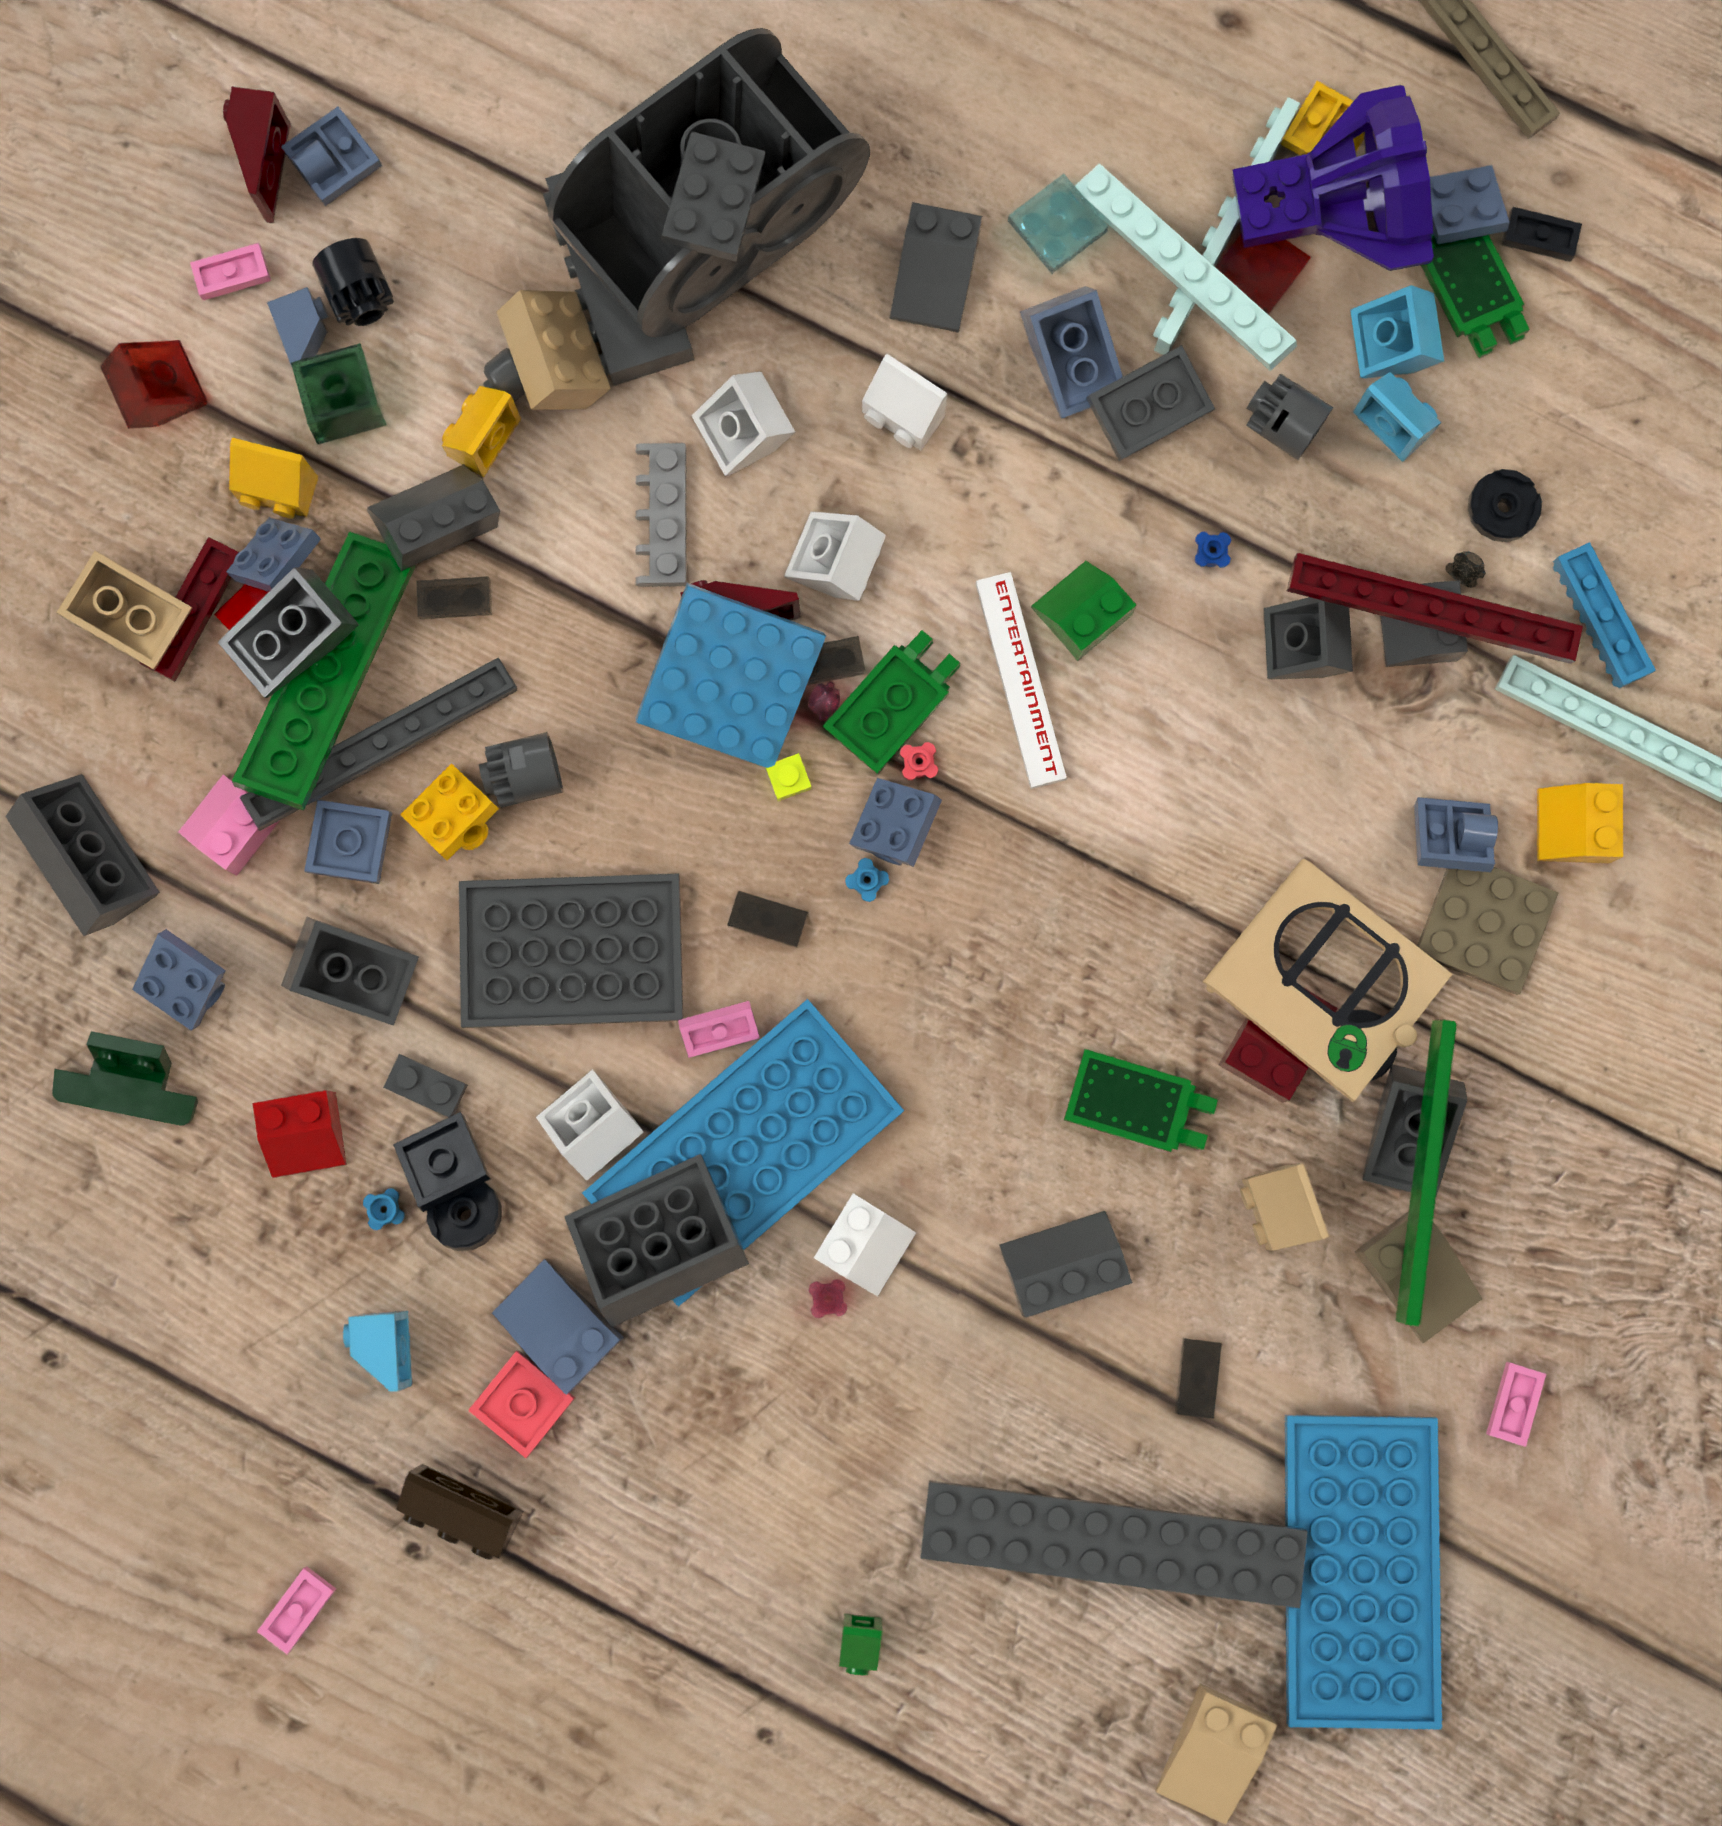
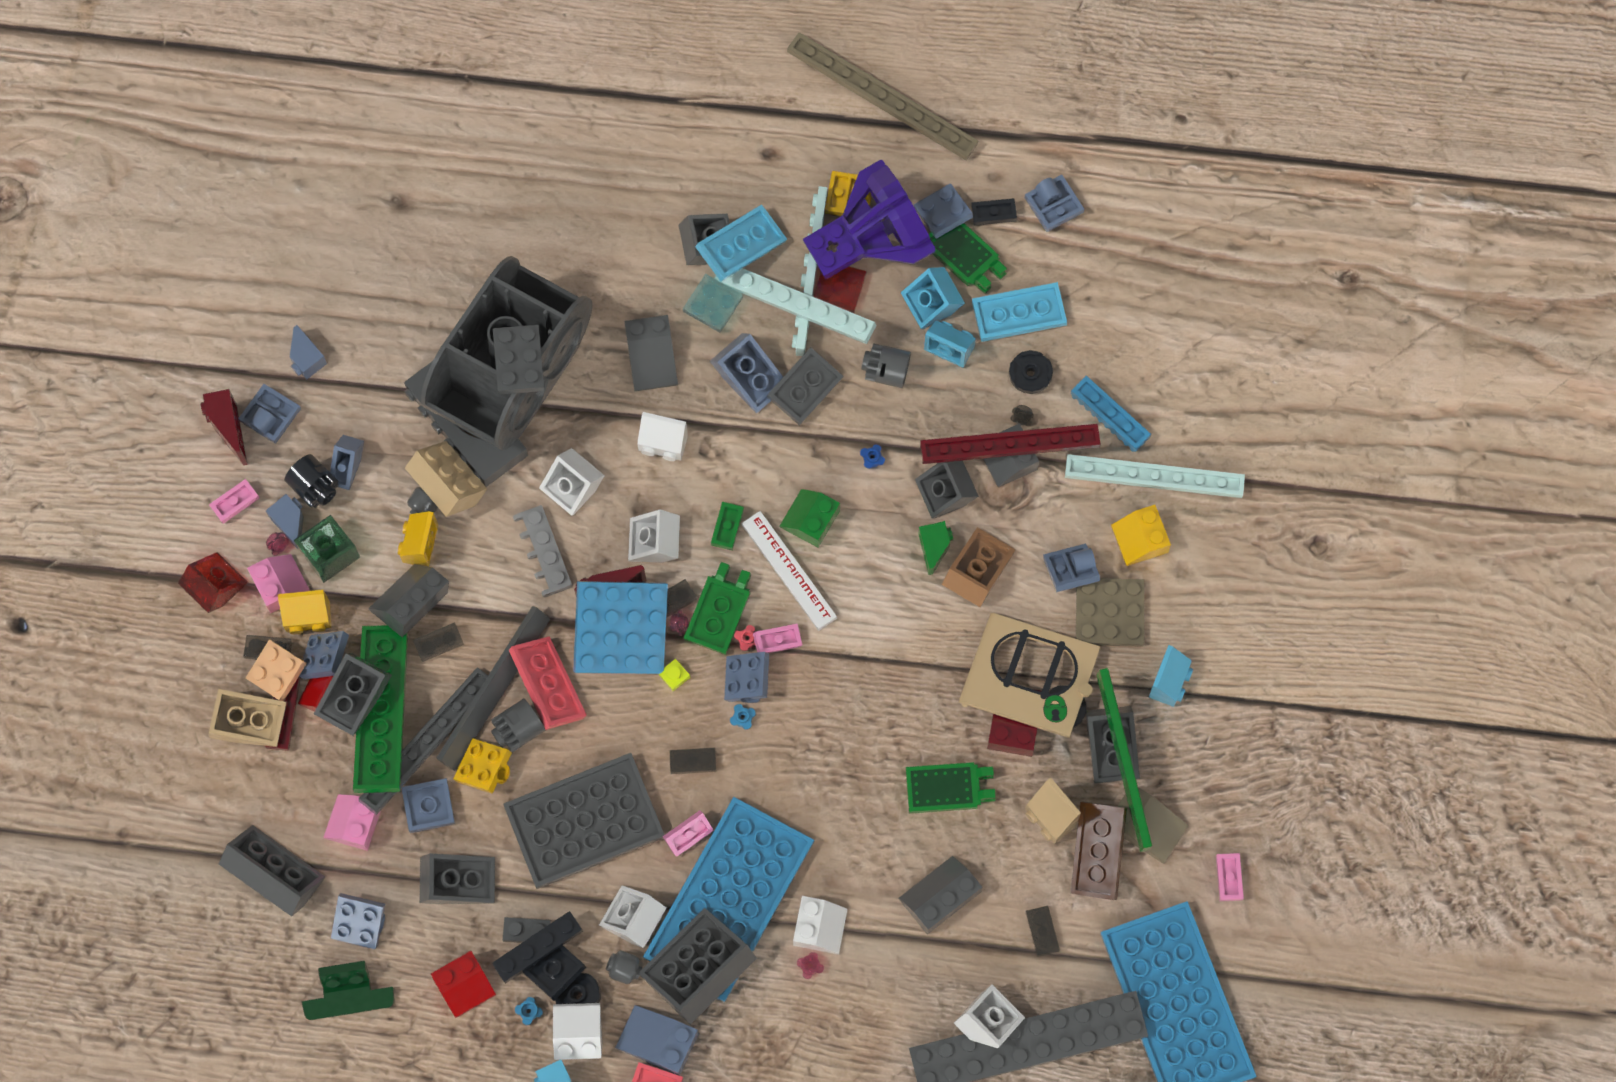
camera: 20 degrees left, 10 degrees down
(195, 553) = (276, 670): none -> light nougat plate
(200, 514) = (255, 644): none -> clear smoke plate
(250, 411) = (275, 577): none -> bright pink slope
(269, 358) = (277, 543): none -> clear pink plate
(414, 84) = (305, 355): none -> sand blue slope
(417, 268) = (346, 460): none -> sand blue slope
(429, 1120) = (537, 947): none -> black plate
(439, 1273) = (577, 1031): none -> white slope
(510, 698) = (490, 692): none -> dark grey tile
(547, 1197) = (623, 967): none -> dark grey head
(592, 720) = (547, 682): none -> coral plate
(952, 577) = (727, 526): none -> green plate
(963, 780) = (778, 639): none -> bright pink plate
(1067, 1489) = (989, 1018): none -> white slope
(1085, 118) = (697, 228): none -> dark grey slope
(1135, 143) = (741, 243): none -> medium azure plate
(1257, 719) = (935, 543): none -> green slope
(1311, 781) = (978, 567): none -> medium nougat slope
(1332, 1293) = (1098, 850): none -> plate
(1522, 405) = (1019, 312): none -> medium azure plate
(1543, 1061) = (1170, 677): none -> medium azure slope
(1640, 252) = (1054, 202): none -> sand blue plate

